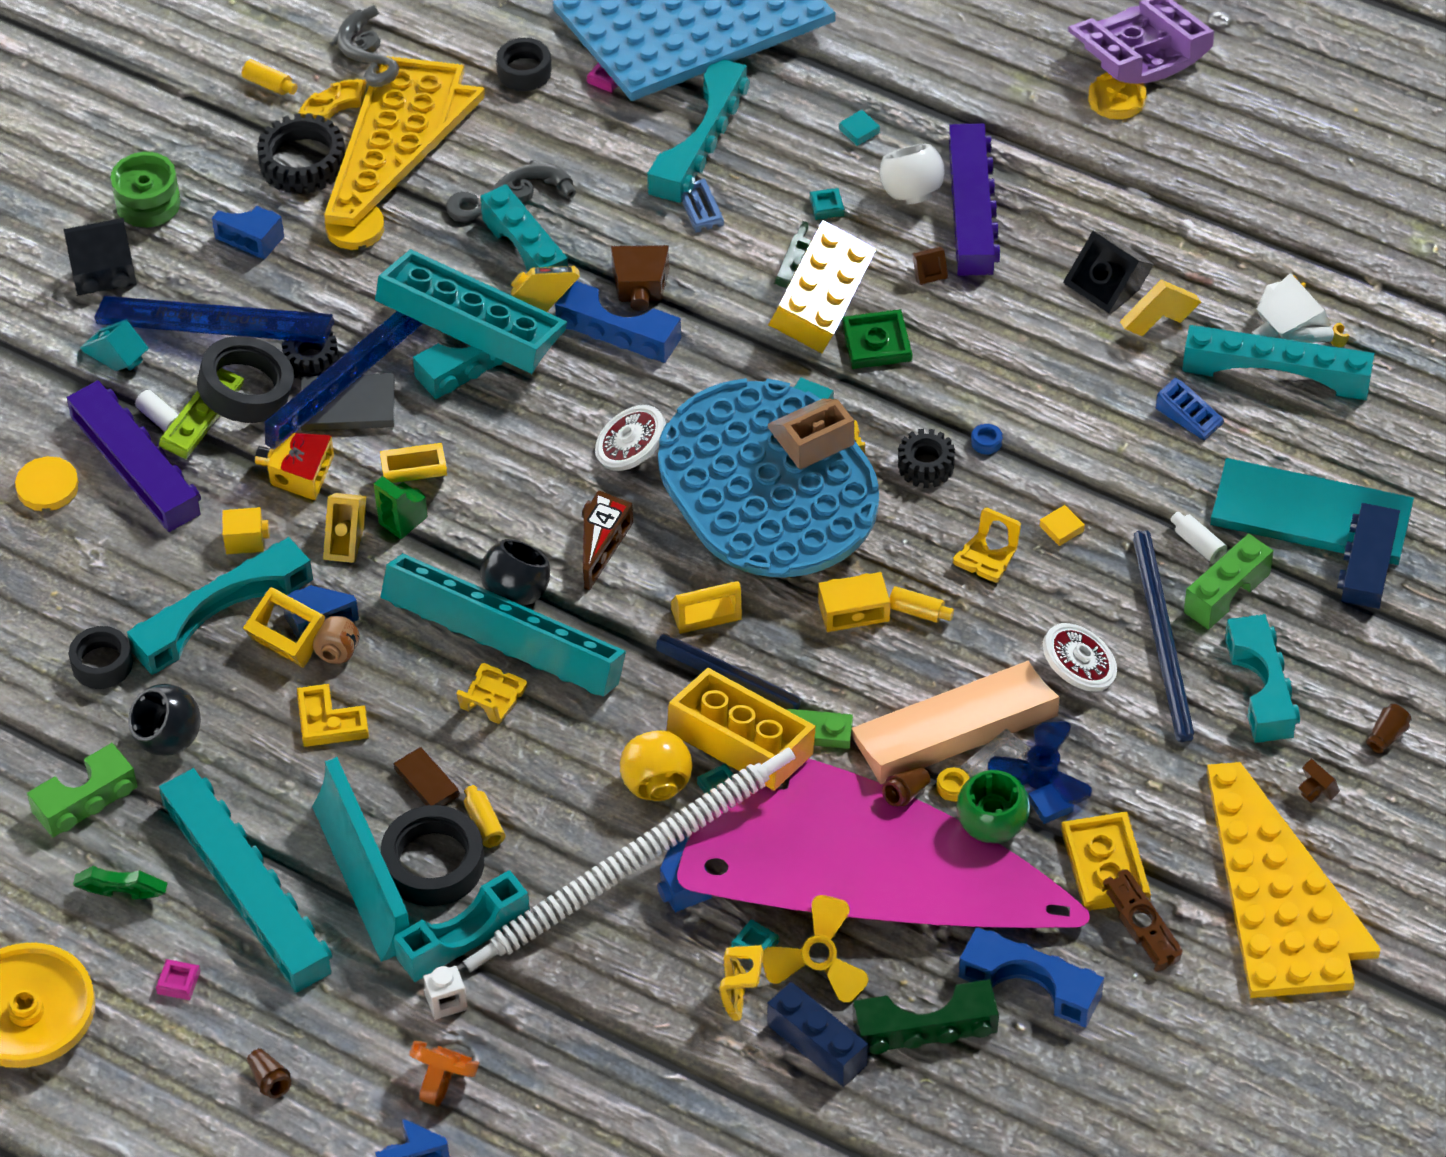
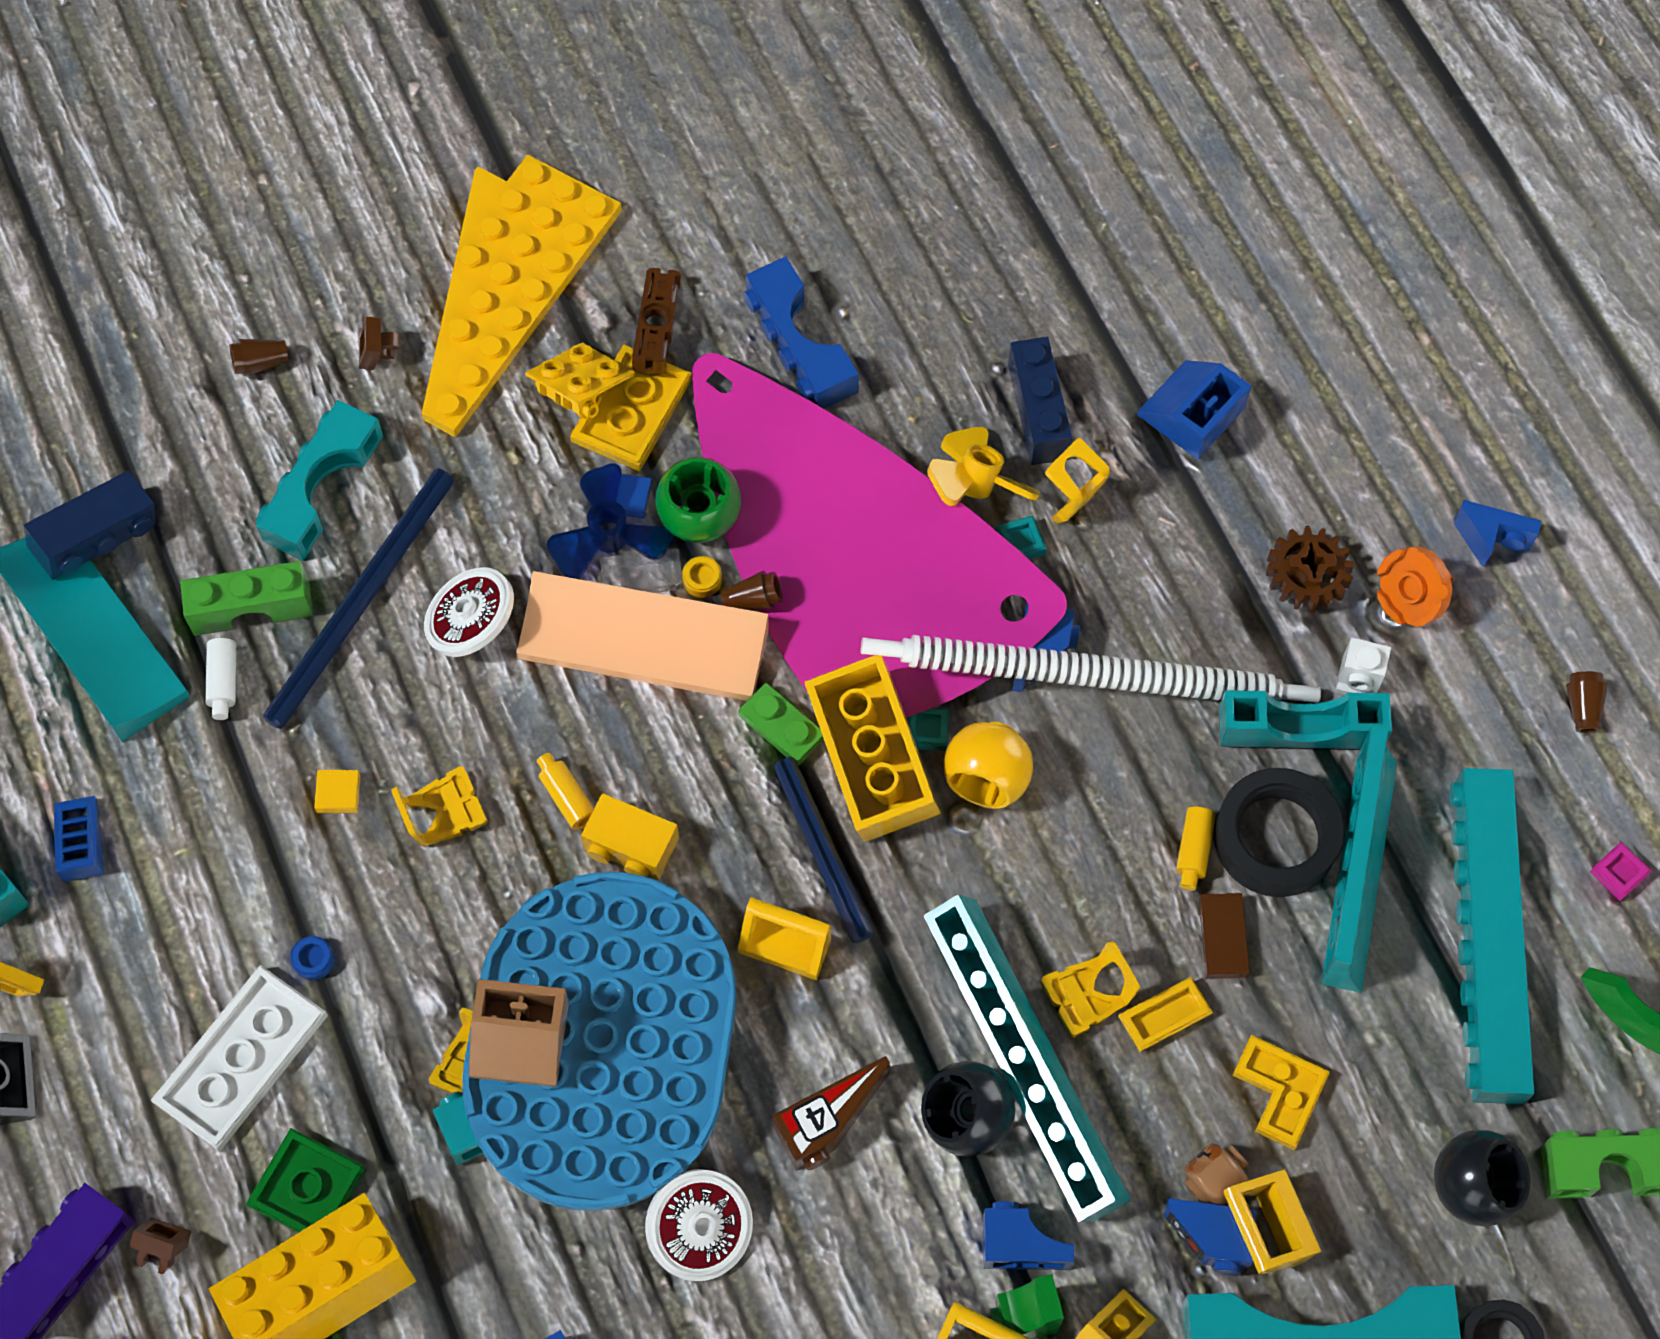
camera: 145 degrees left, 15 degrees up
(431, 712) = (1165, 1014): none -> yellow tile
(432, 539) = (1016, 1243): none -> blue arch
(530, 1040) = (1296, 577): none -> reddish brown gear
(700, 1101) = (1196, 405): none -> blue slope
(888, 1027) = (887, 337): dark green arch -> none
(926, 471) = (390, 948): black tyre -> none
(977, 372) = (239, 1058): none -> white tile
(1155, 843) = (578, 377): none -> yellow hinge

